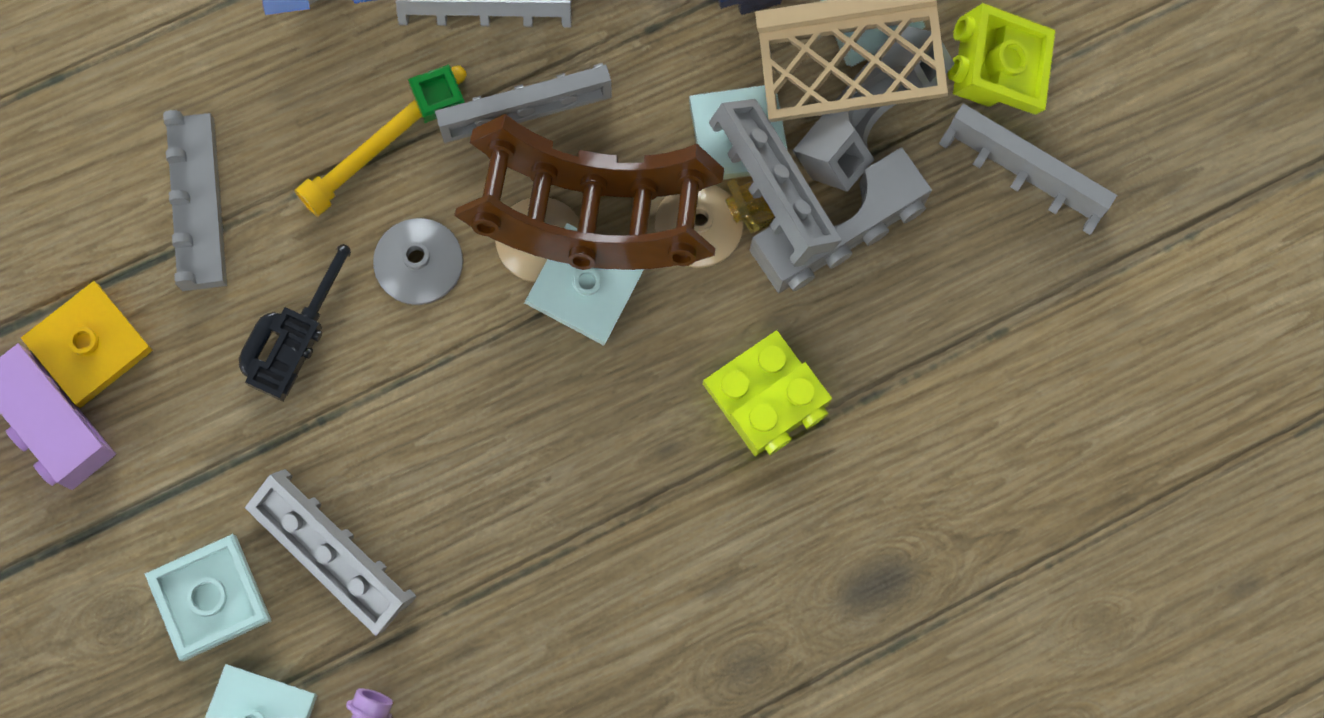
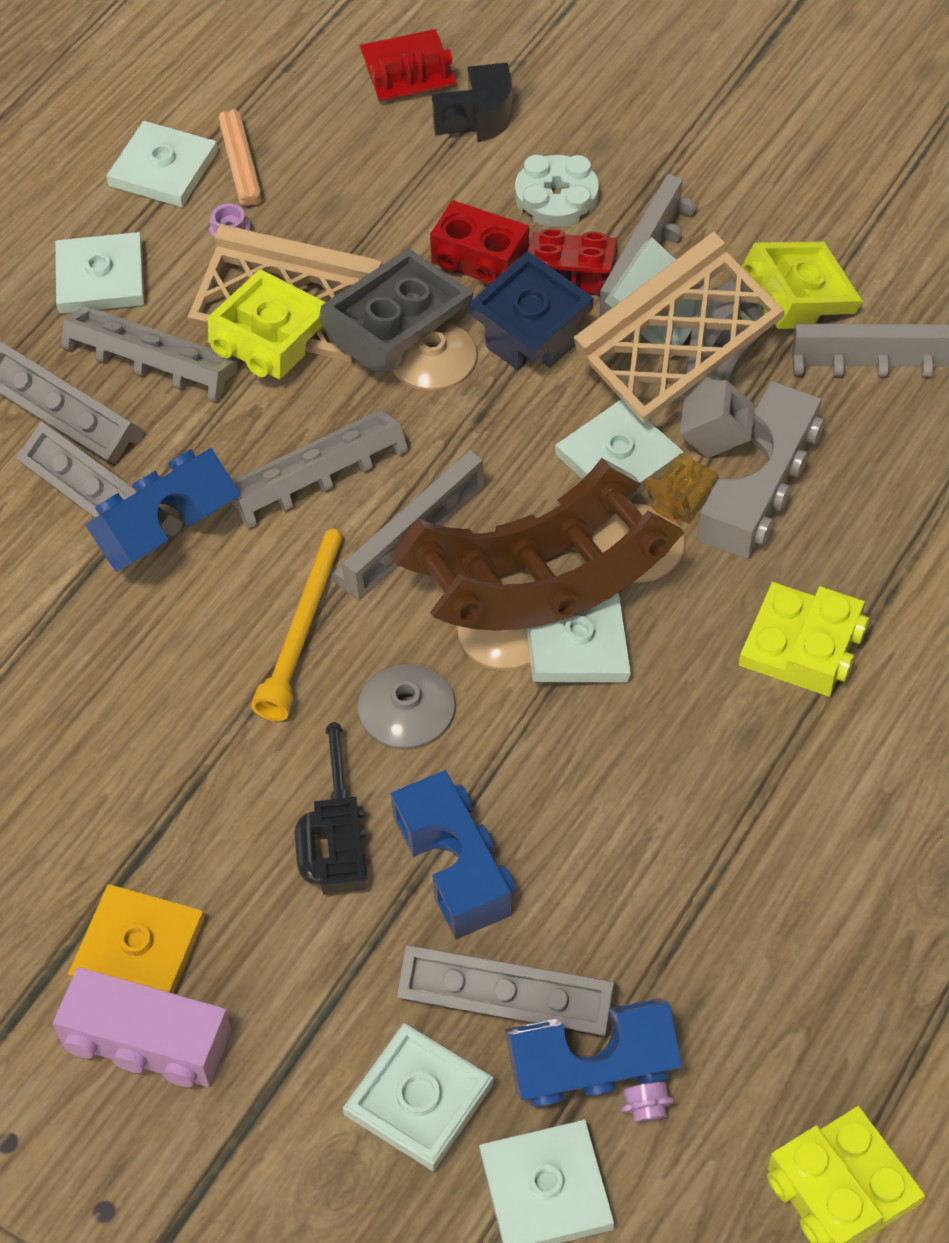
camera: 25 degrees left, 20 degrees down
(195, 201) = (159, 767): light grey hinge -> none
(313, 640) = (640, 1047): none -> blue arch
(360, 454) = (438, 817): none -> blue arch
(435, 91) = (325, 555): green tile -> none
(776, 179) = (686, 454): light grey hinge -> none

